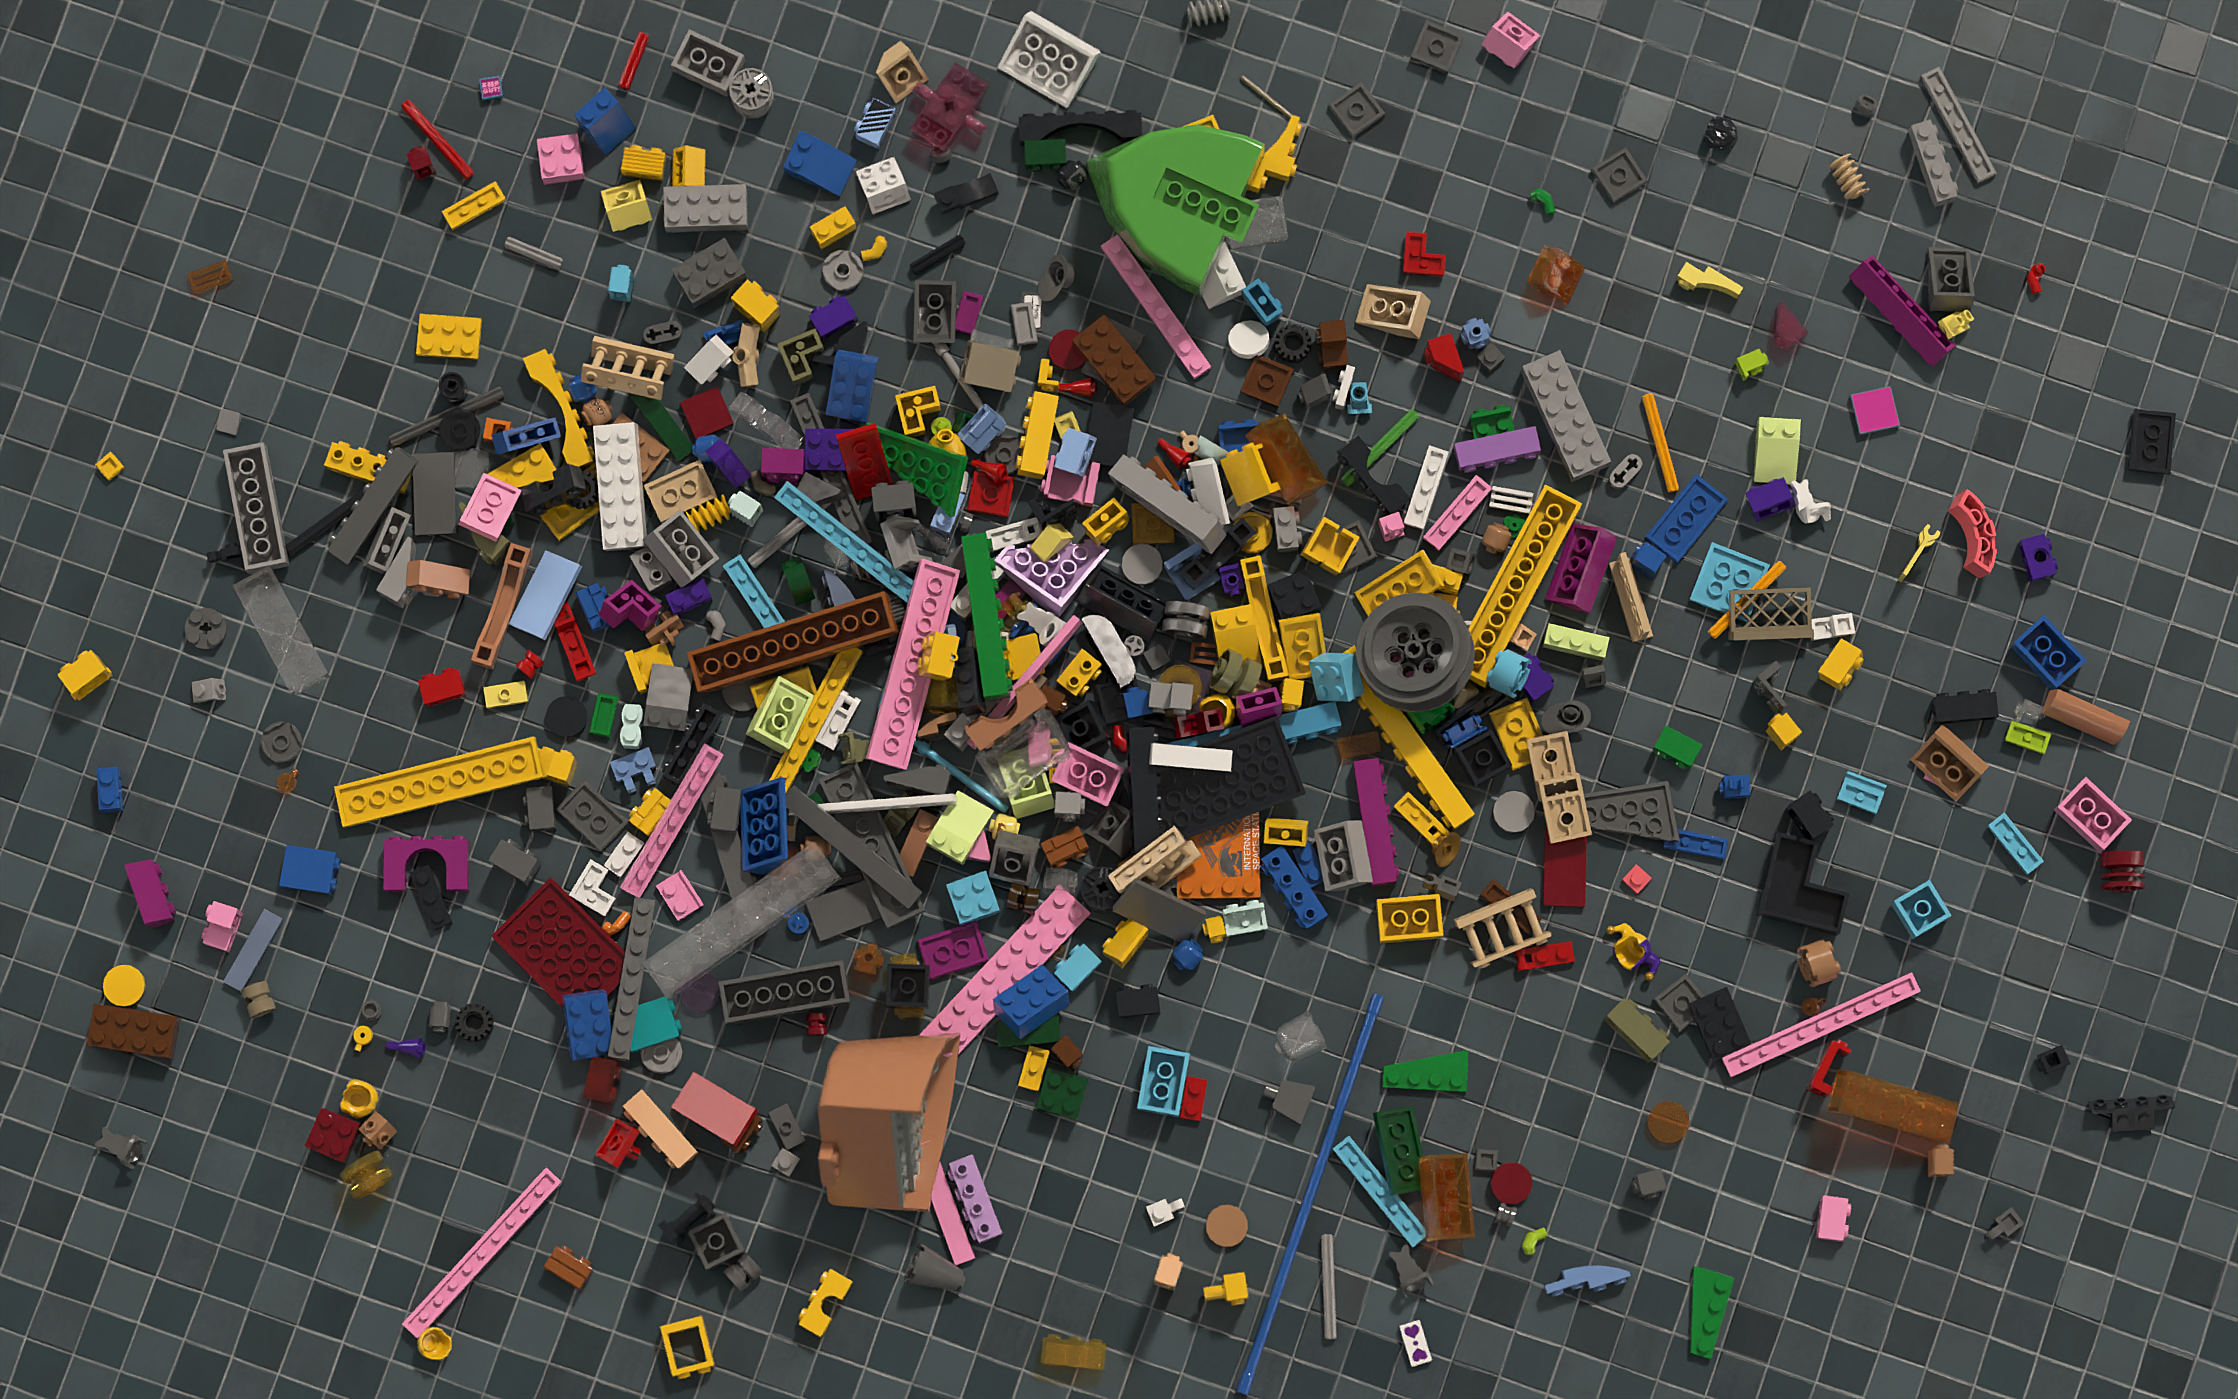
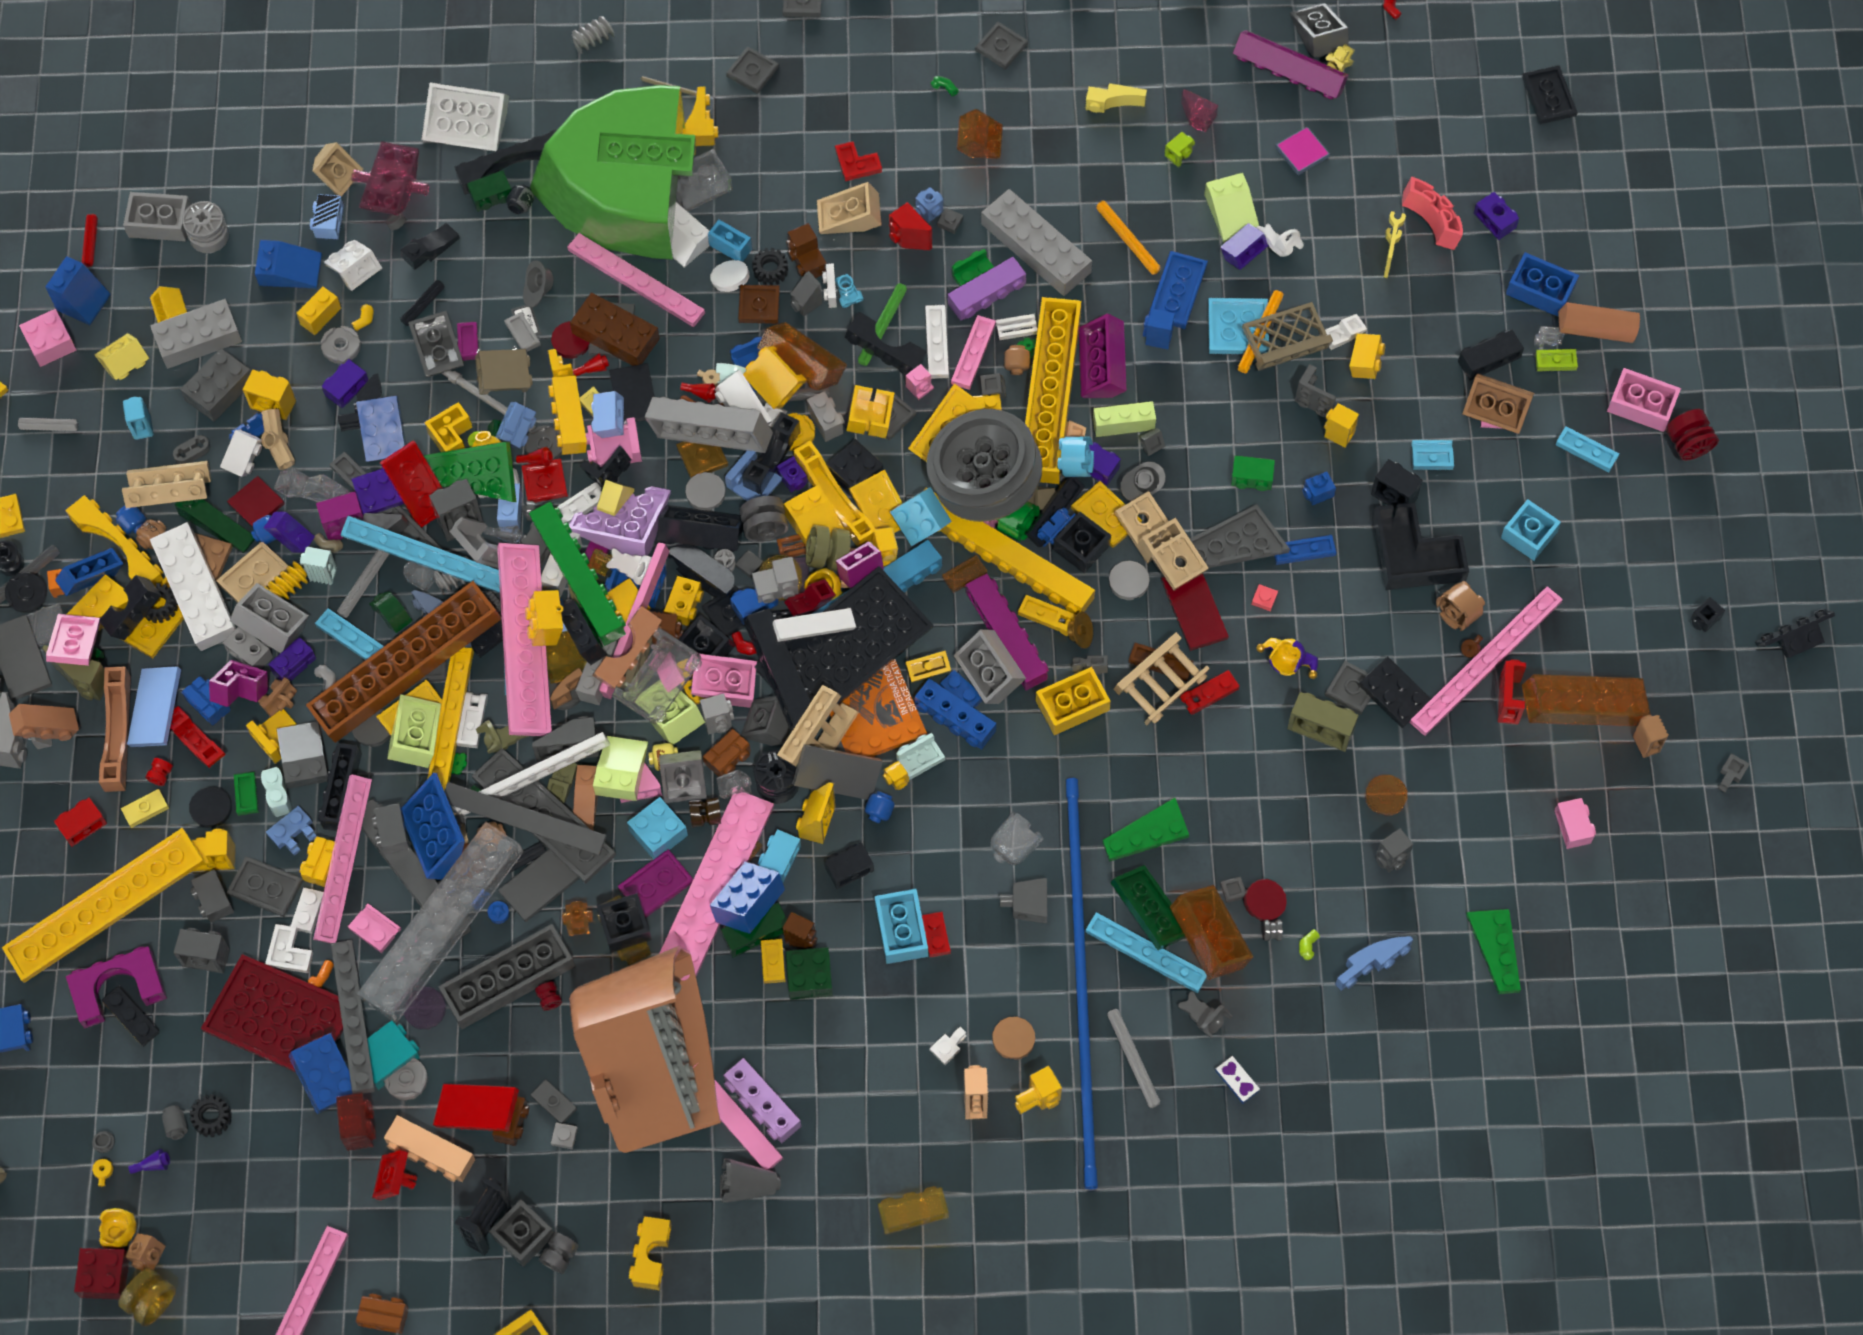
camera: 20 degrees left, 15 degrees down
(643, 163) = (126, 317): yellow brick -> none
(796, 351) = (322, 422): olive brick -> none
(924, 749) = (563, 716): medium azure bar -> none
(1106, 522) = (658, 464): yellow brick -> none
(1628, 474) = (1103, 268): light grey beam -> none
(1630, 598) = (1157, 364): tan fence -> none

